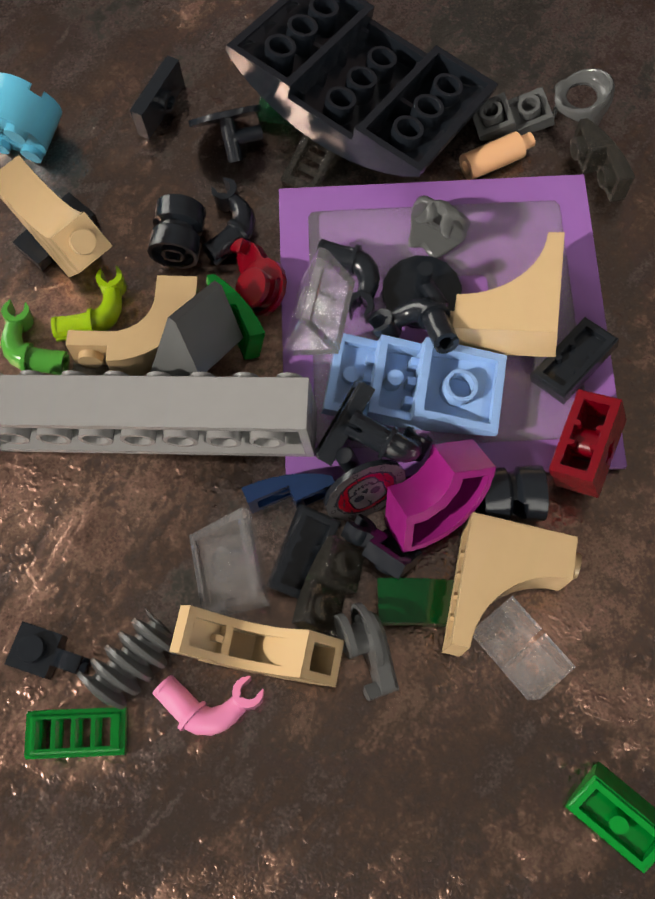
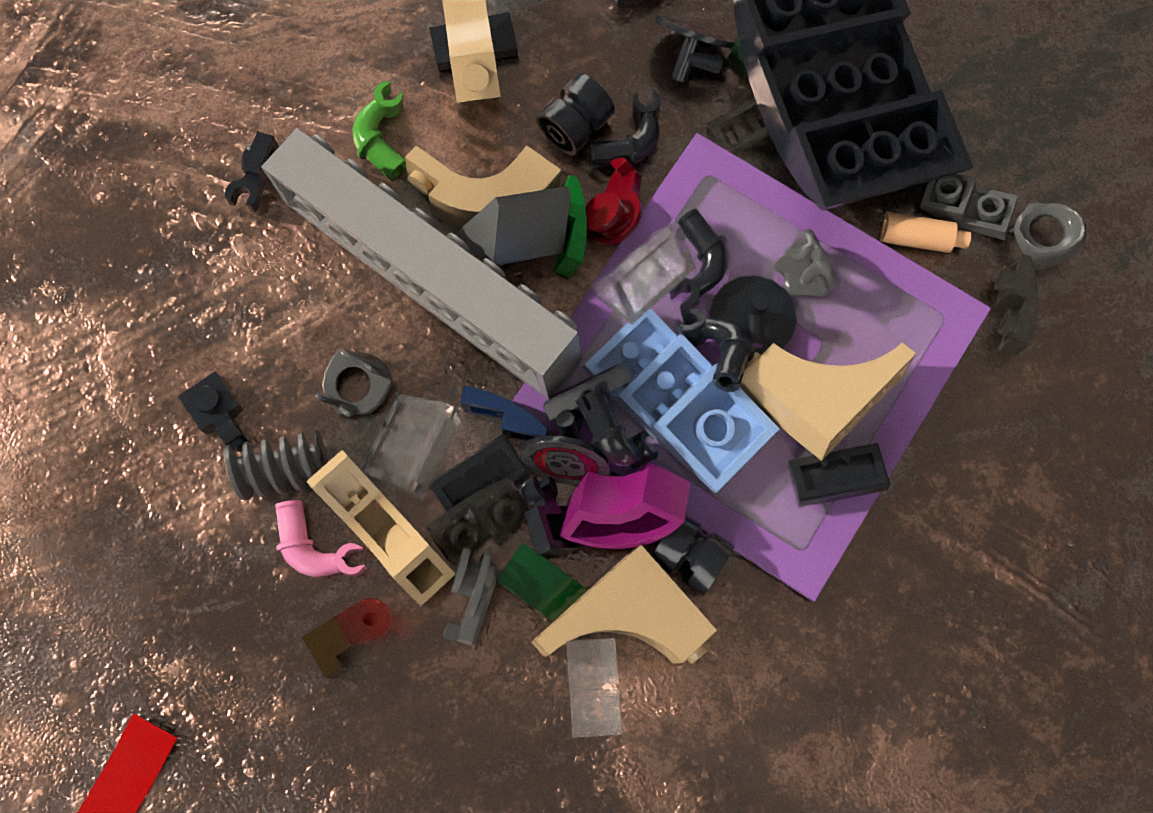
camera: 30 degrees right, 5 degrees up
(37, 731) = (165, 471): green slope -> none
(96, 319) = (451, 150): lime piece -> none
(161, 528) = (379, 382): none -> dark grey piece
(296, 735) = (346, 632): none -> leg
(588, 443) = (787, 556): dark red brick -> none

